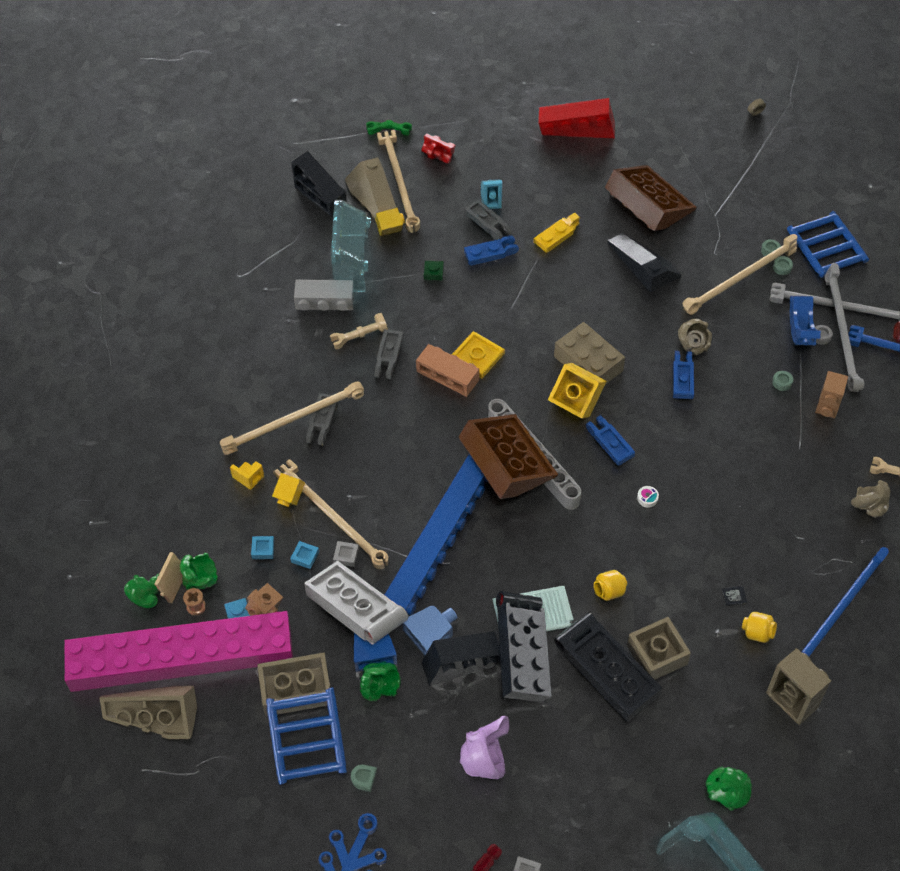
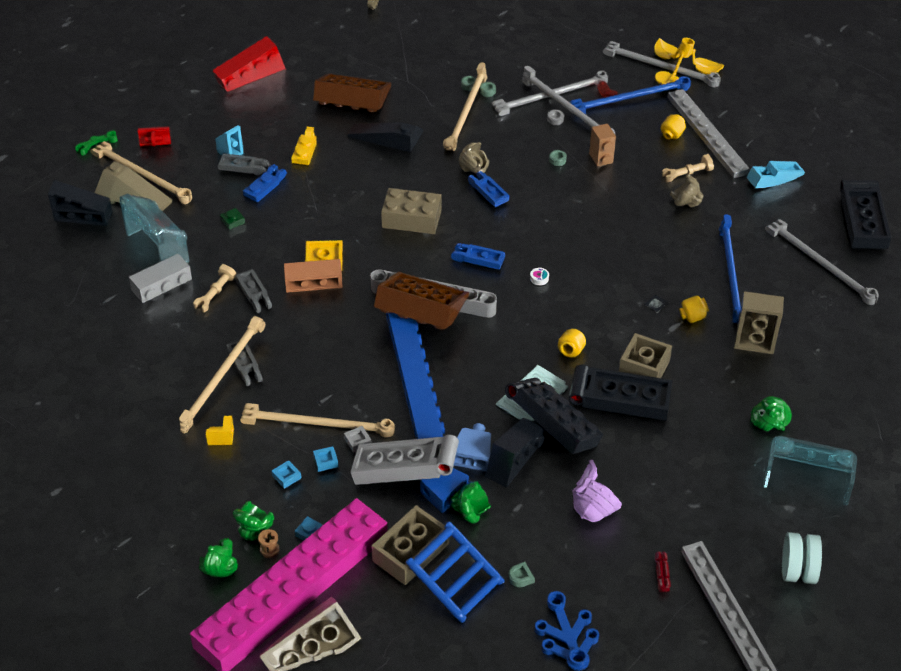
camera: 40 degrees left, 10 degrees down
(169, 578) = (234, 537): tan piece -> none
(263, 601) = (327, 505): medium nougat brick -> none
(288, 490) = (269, 421): yellow brick -> none
(389, 221) = (167, 200): yellow brick -> none
(577, 390) = (428, 233): yellow brick -> none
(802, 322) = (536, 114): blue arch -> none
(842, 230) = (504, 50): blue bar -> none

